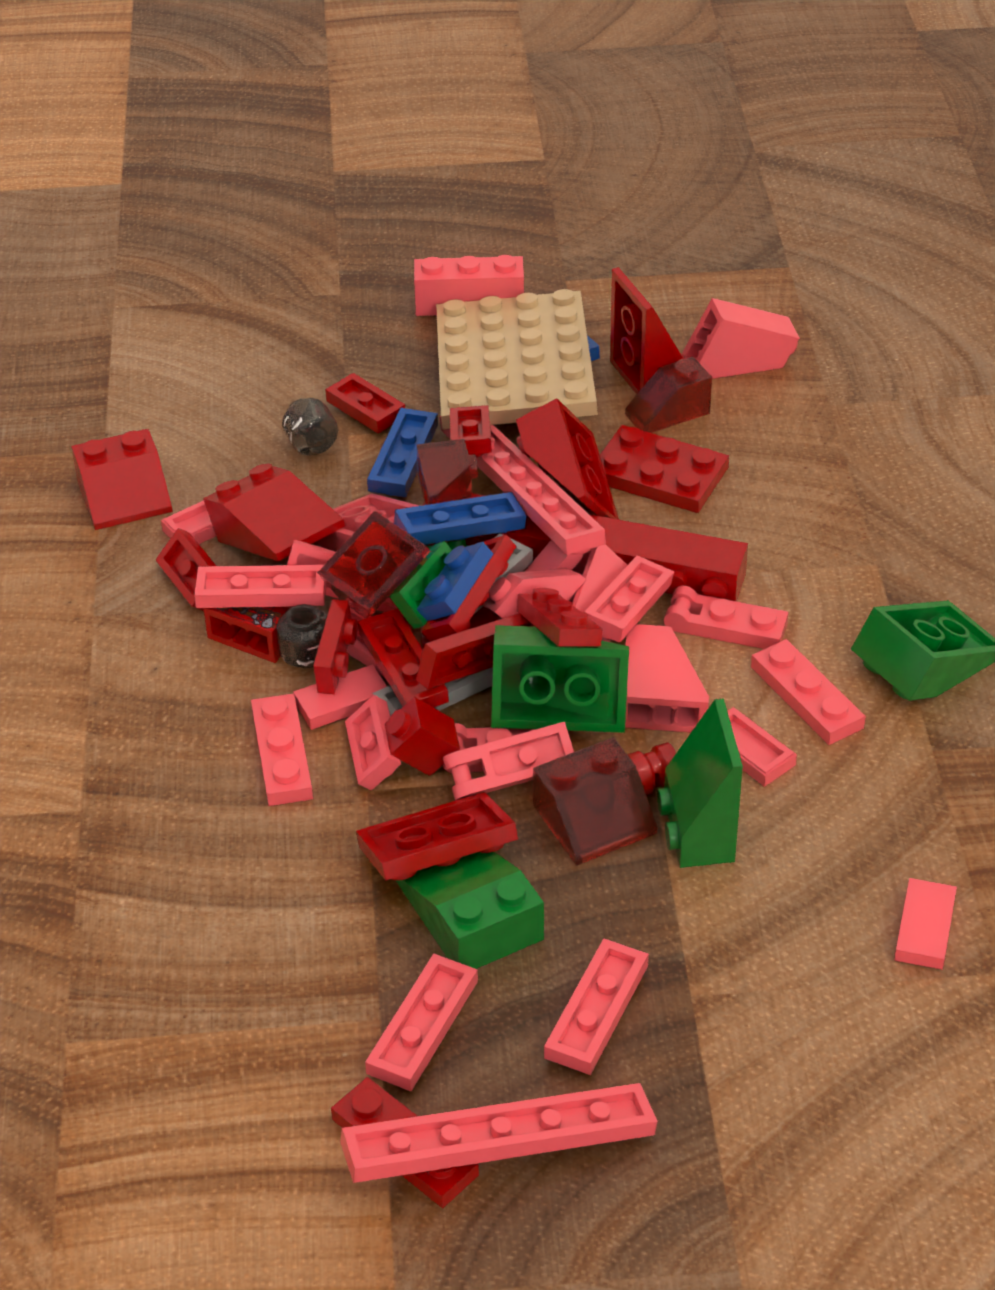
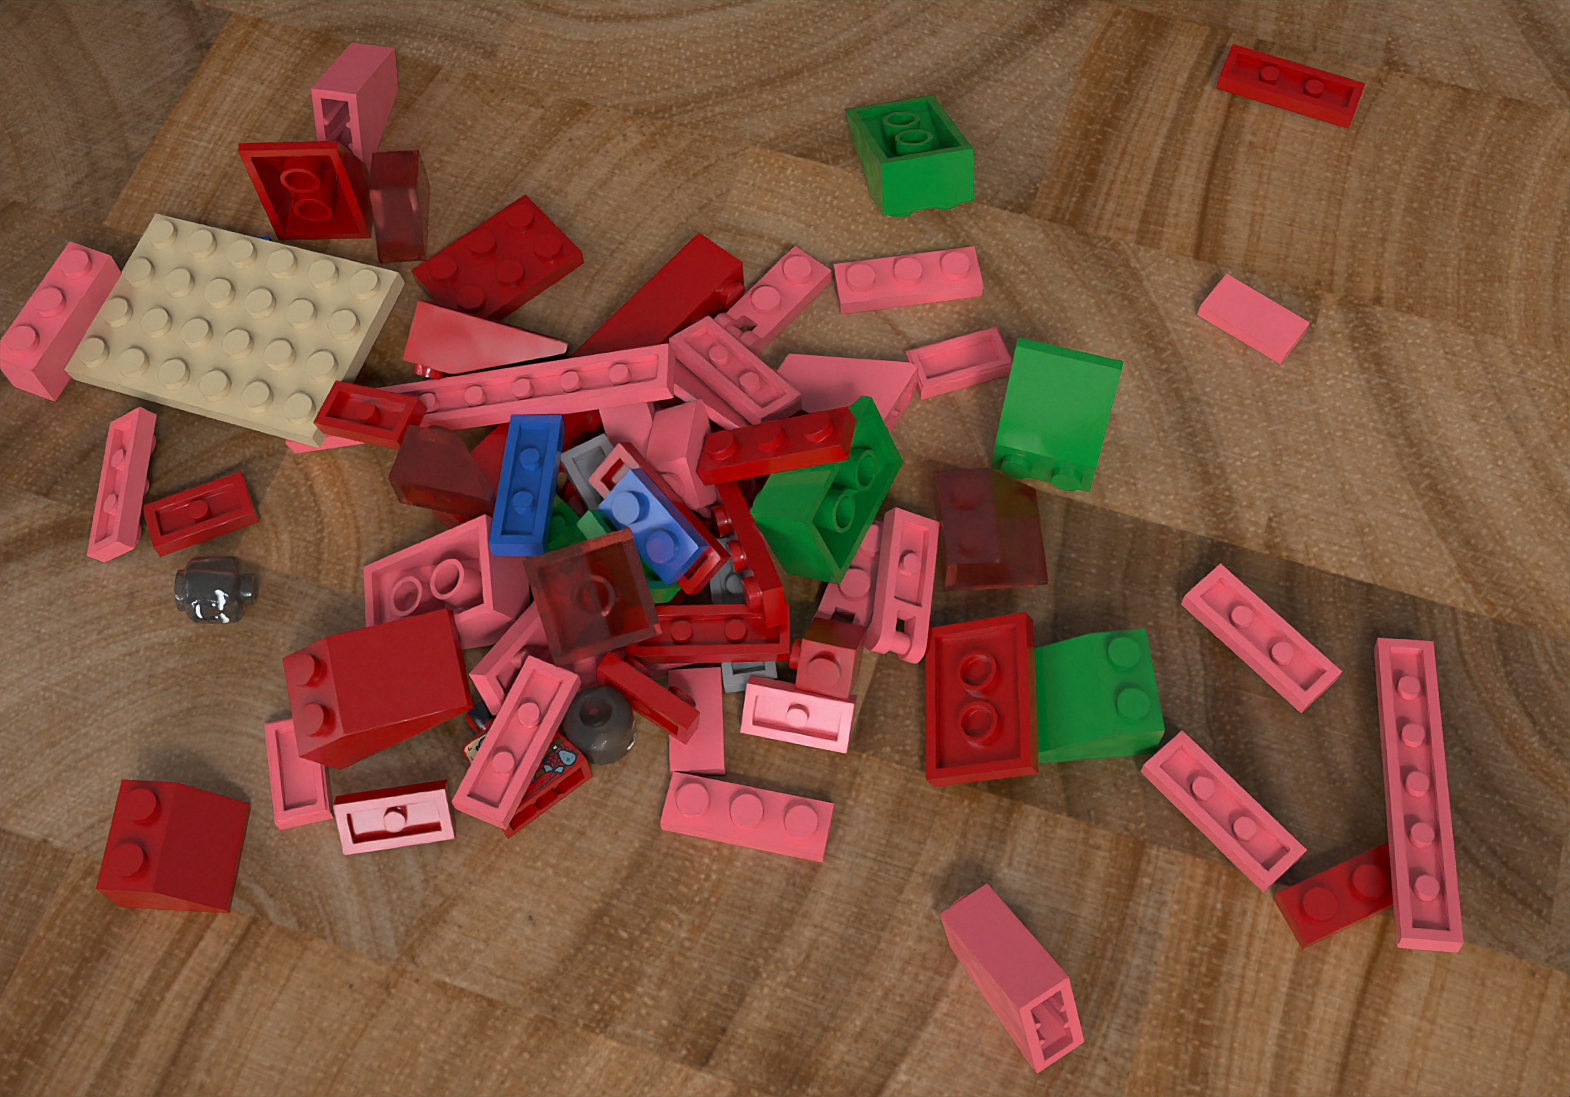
camera: 65 degrees left, 20 degrees up
(213, 922) = (1014, 976): none -> coral slope
(366, 362) = (122, 485): none -> coral plate
(397, 460) = (319, 506): blue plate -> none
(652, 765) = (966, 447): red wheel -> none

